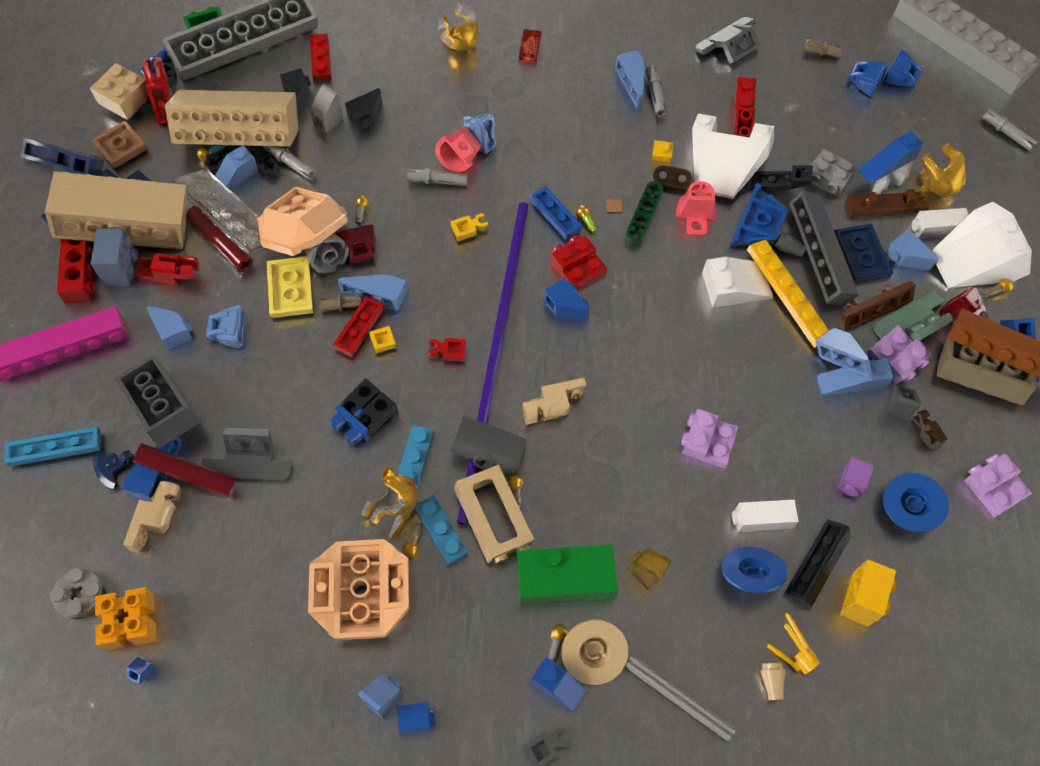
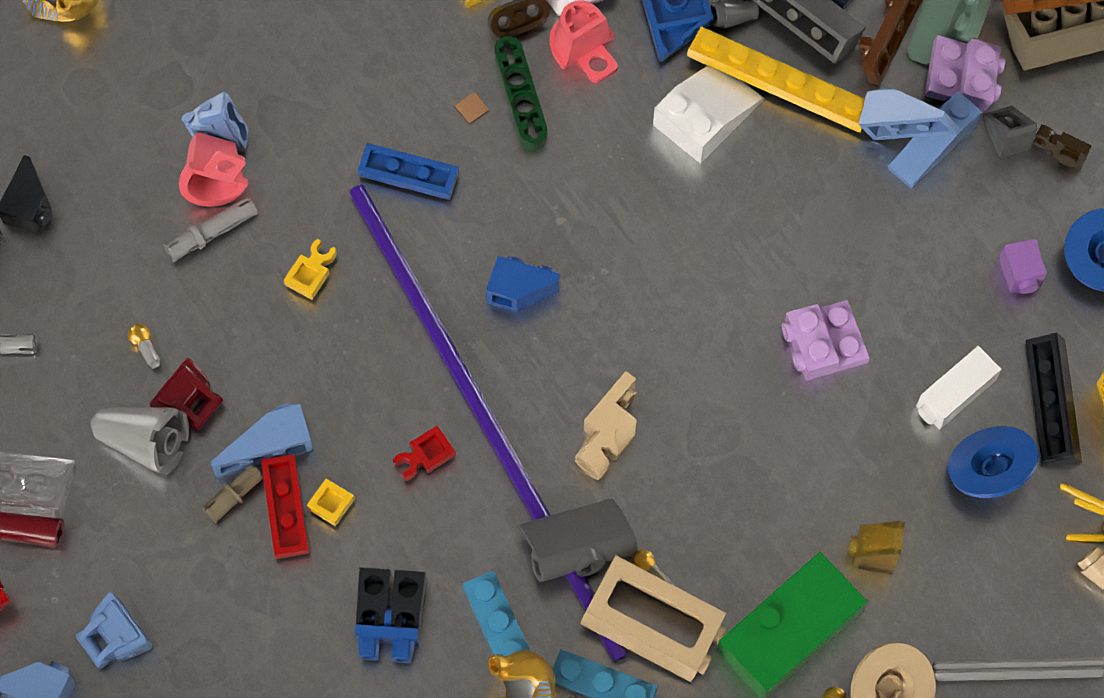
camera: 35 degrees left, 5 degrees up
(289, 287) = (147, 520): light yellow plate -> none
(299, 221) = (95, 424): light nougat piece -> none
(578, 261) = (490, 220): red plate -> none
(584, 214) = (443, 146): piece -> none

